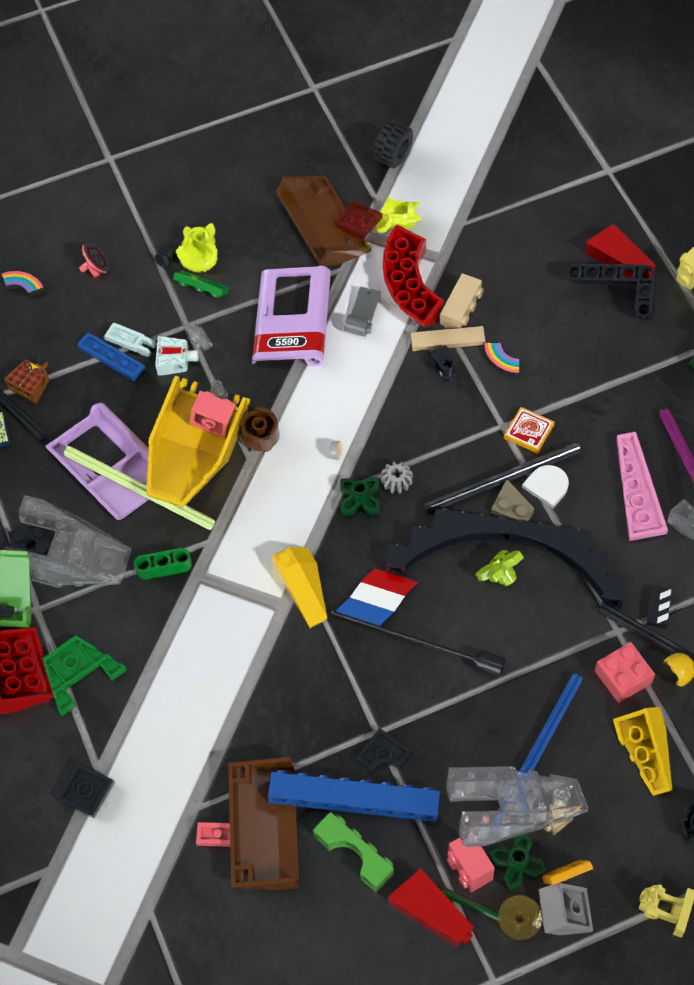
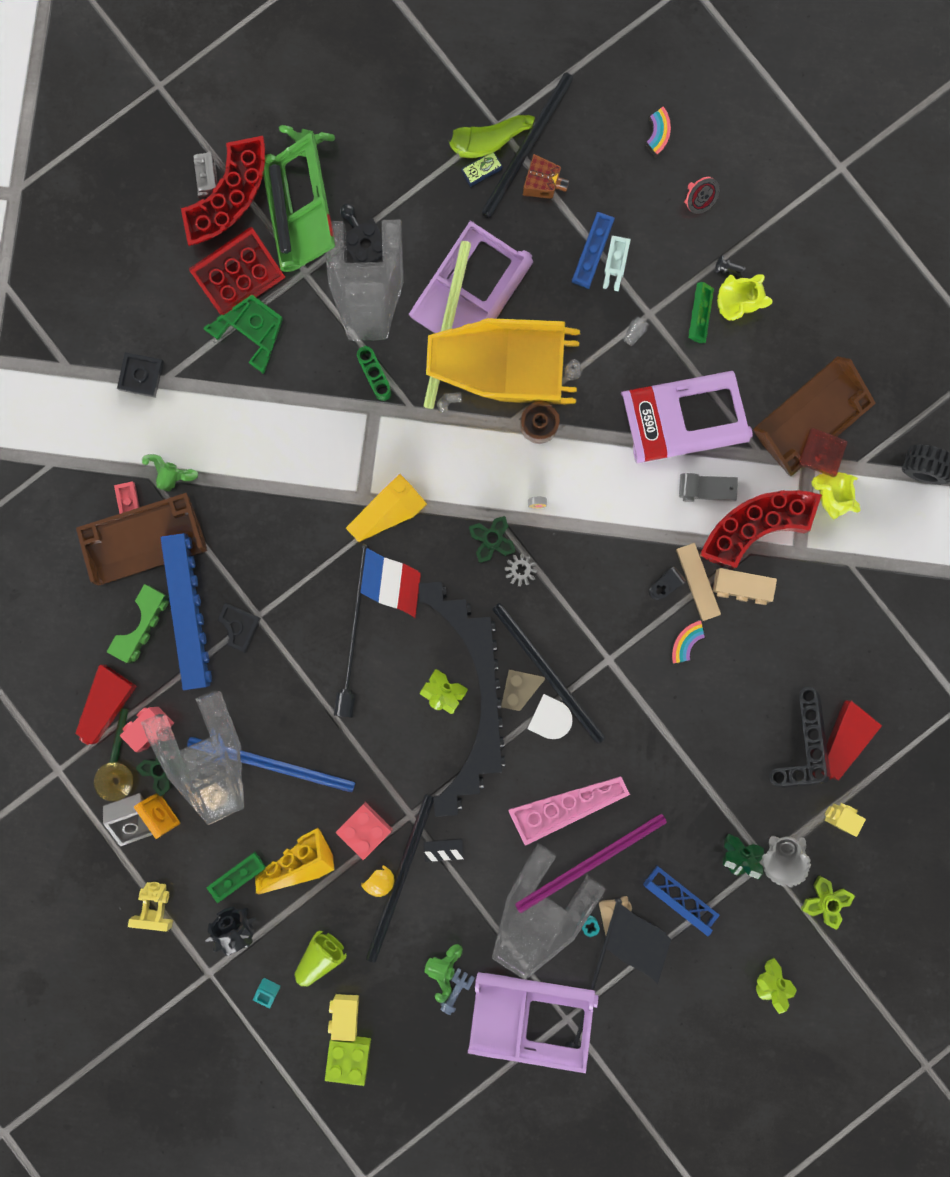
camera: 75 degrees right, 25 degrees up
(173, 355) = (606, 311): light aqua torso -> none
(201, 782) = (168, 473): none -> bright green piece
(210, 506) = (446, 399): none -> clear arm
(212, 413) = (537, 371): coral brick -> none
(529, 430) = (609, 687): tile -> none
(650, 812) = (236, 877): none -> green plate

